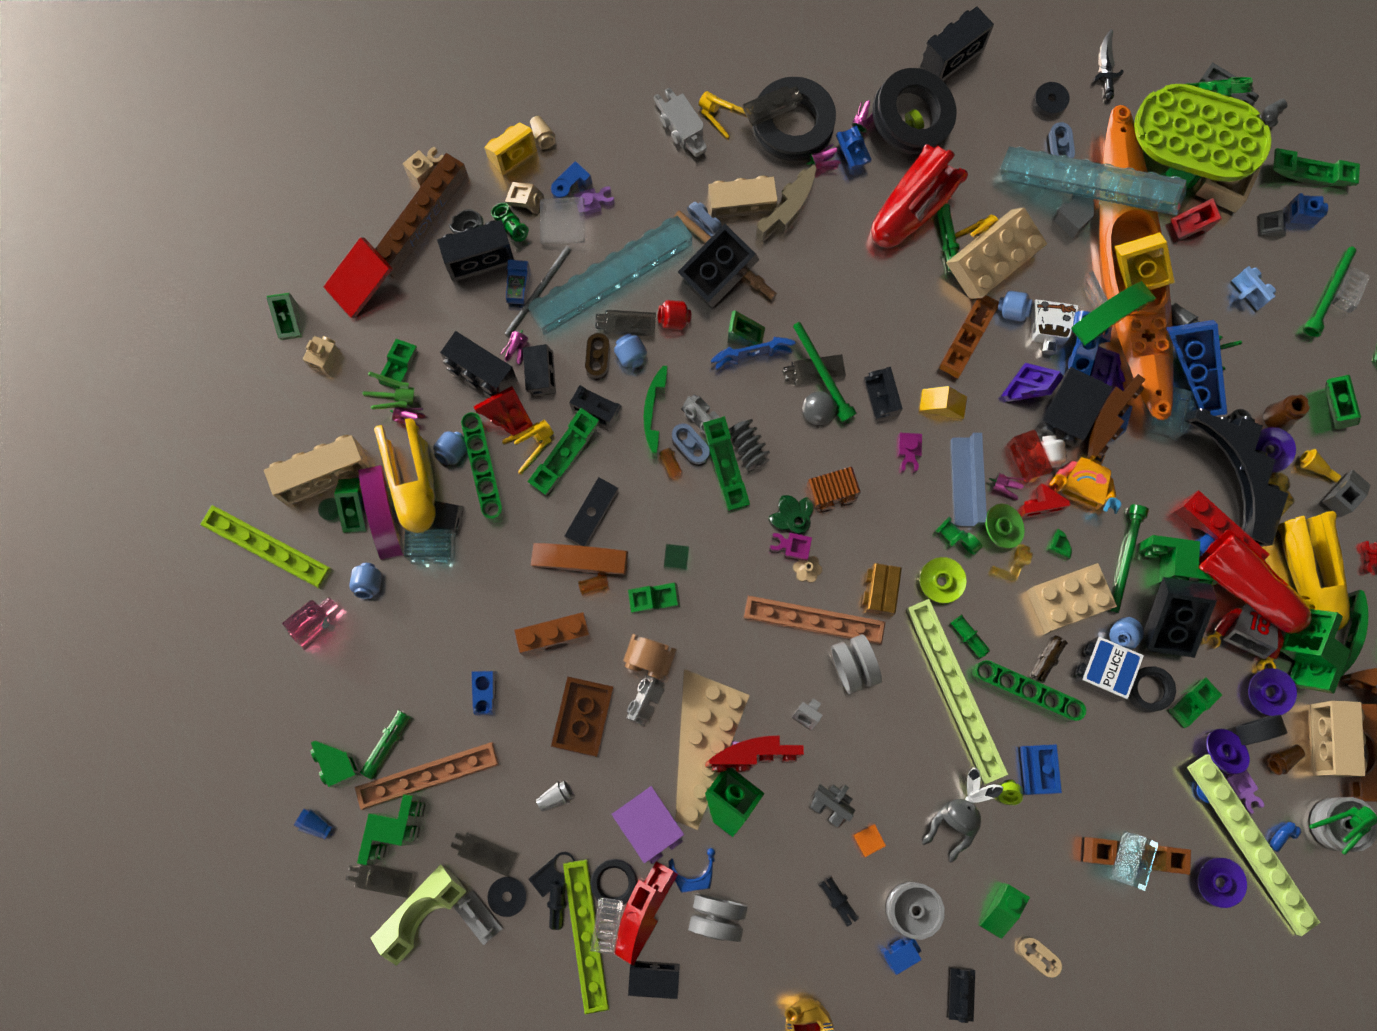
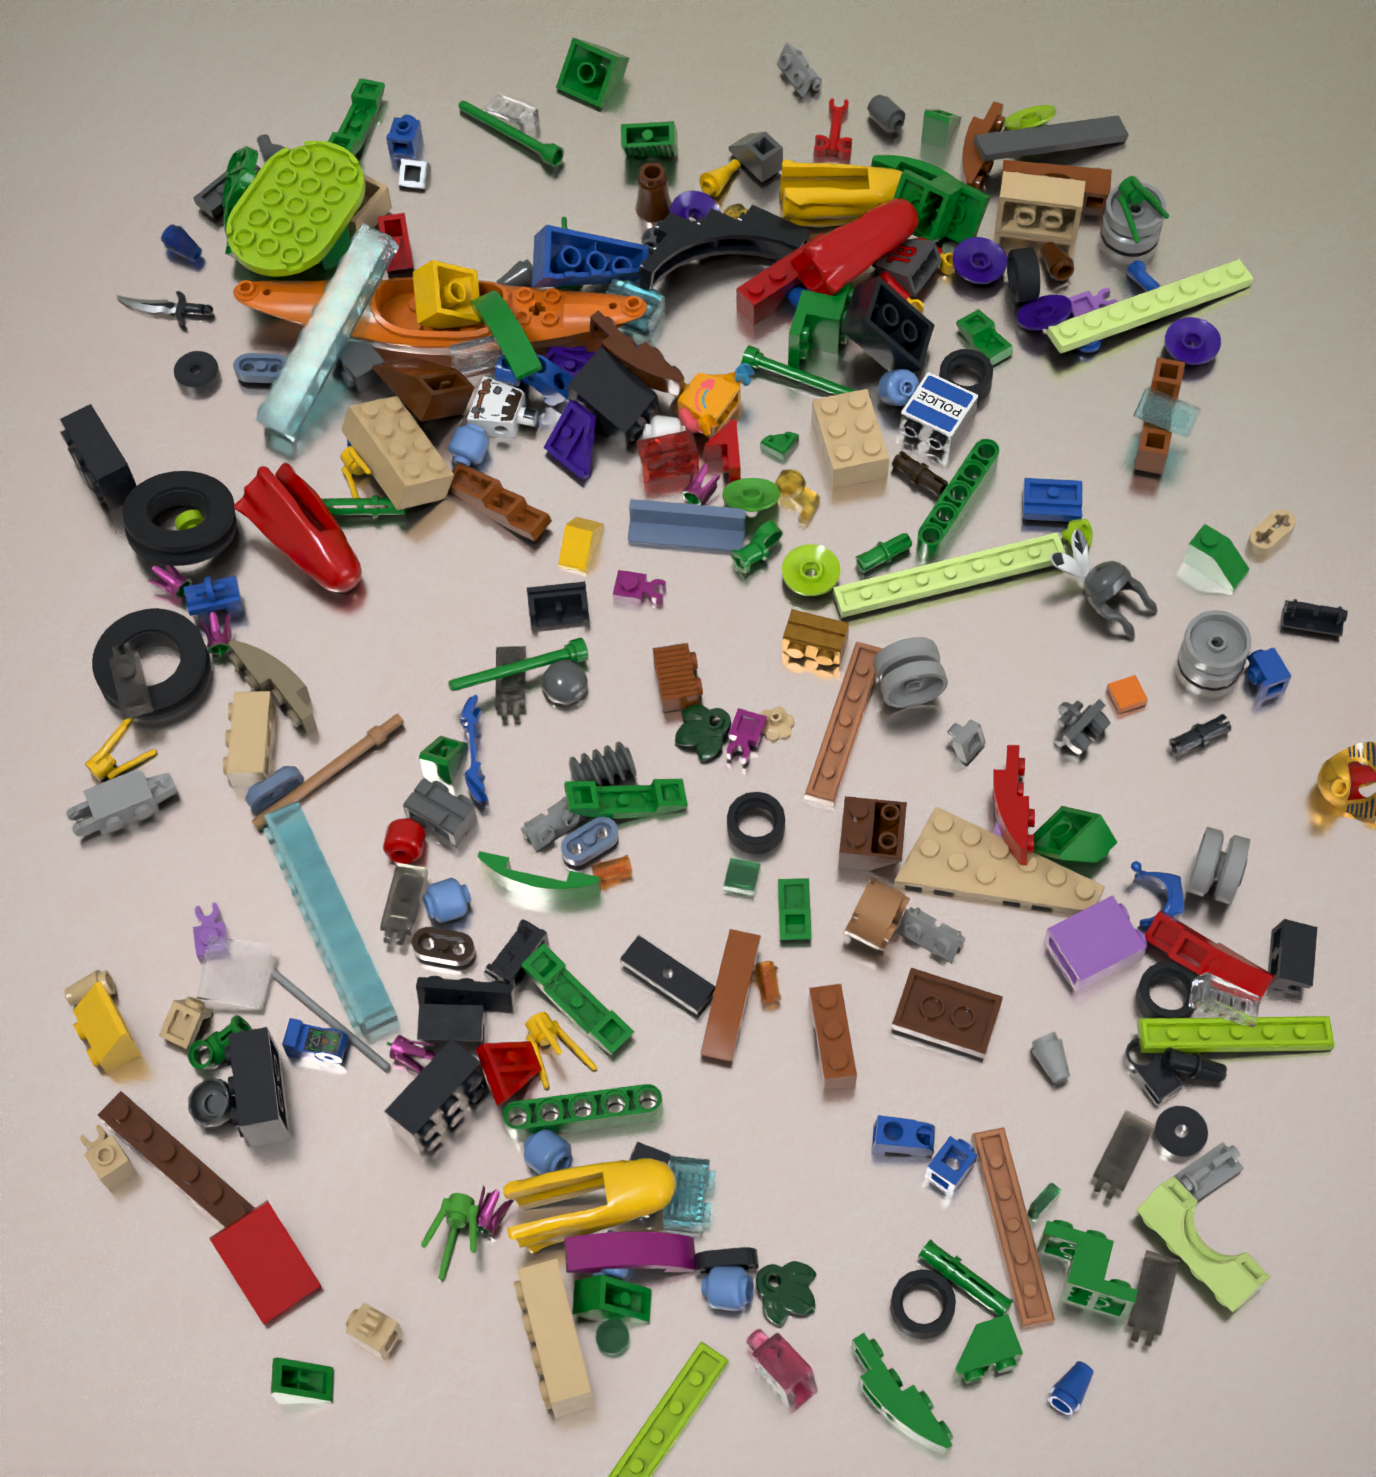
camera: 80 degrees left, 15 degrees down
(290, 709) = (904, 1409): none -> green slope
(348, 707) = (937, 1282): none -> black tyre
(367, 624) = (790, 1294): none -> dark green plate
(384, 577) = (743, 1257): none -> black beam
(398, 362) = (404, 1222): green slope -> none
(443, 796) = (1044, 1202): none -> clear green tile
(458, 724) = (952, 1151): none -> blue brick
(563, 375) = (492, 995): none -> black tile
(570, 181) = (182, 965): blue leg -> none
(701, 335) = (440, 811): none -> dark grey brick
(717, 647) = (871, 833): none -> reddish brown slope
(718, 265) = (348, 771): black brick -> none
(719, 544) = (753, 801): none -> black tyre
(1061, 263) = (427, 387): none -> reddish brown slope
(1168, 62) = (180, 242): none -> clear blue cone
(1253, 287) = (492, 203): light blue hips -> none

